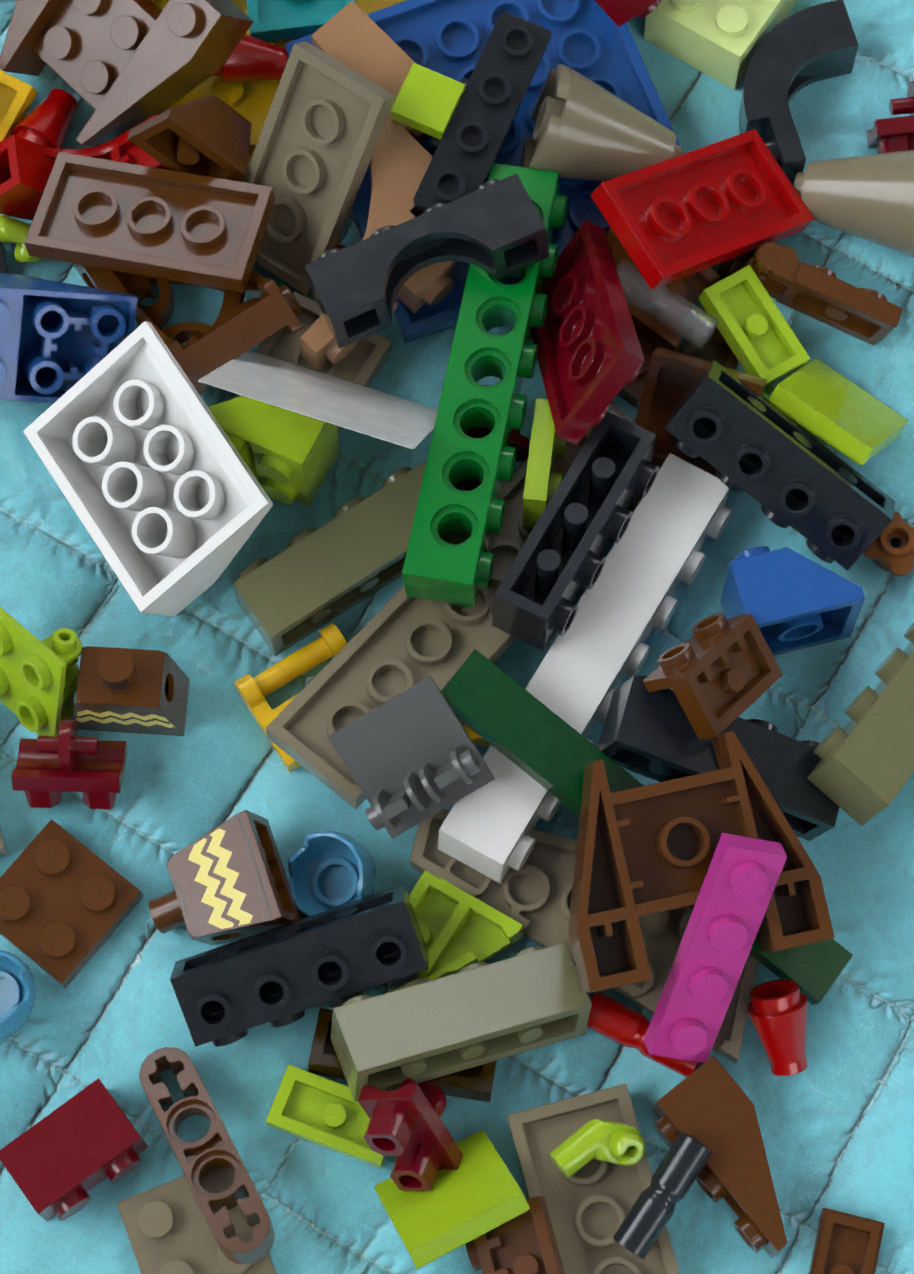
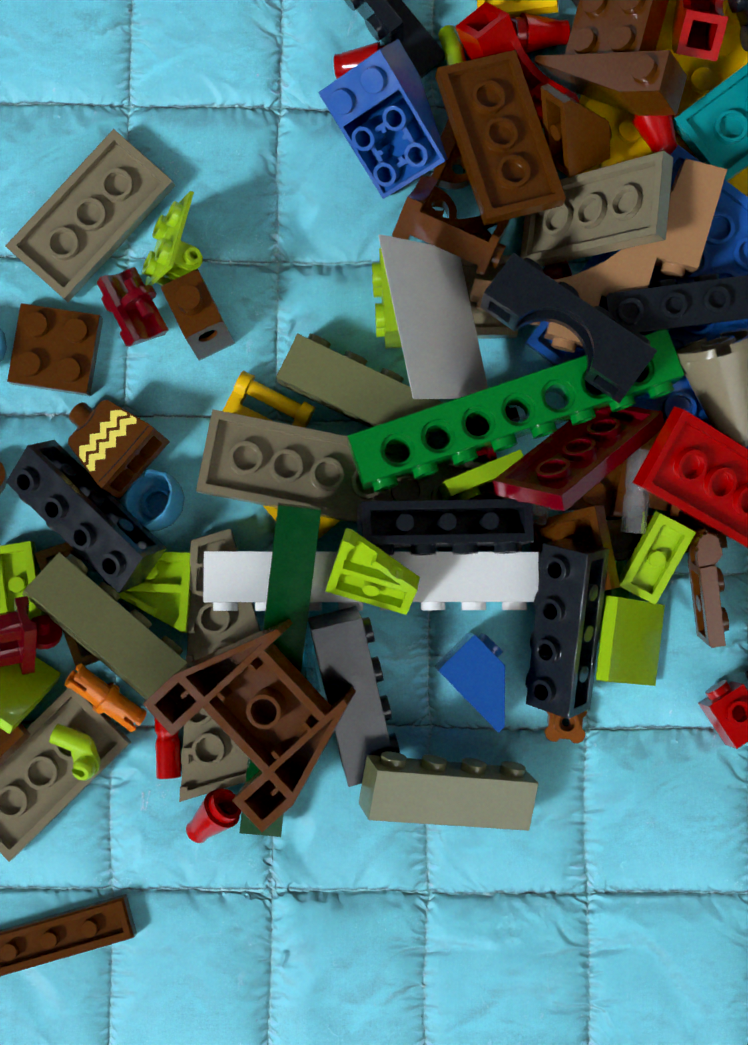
camera: 60 degrees right, 15 degrees up
(150, 474) = (331, 238): white slope -> none
(411, 758) = (233, 509): dark grey hinge -> none
(427, 101) = (682, 261): lime tile -> none
(550, 1078) = (105, 698): none -> orange pin
(588, 640) = (371, 575): none -> lime wing
(658, 1201) = (62, 804): black piece -> none
(715, 947) = (219, 761): dark pink plate -> none
(717, 672) = (393, 666): reddish brown bracket -> none
(725, 1120) = (132, 811): reddish brown slope -> none

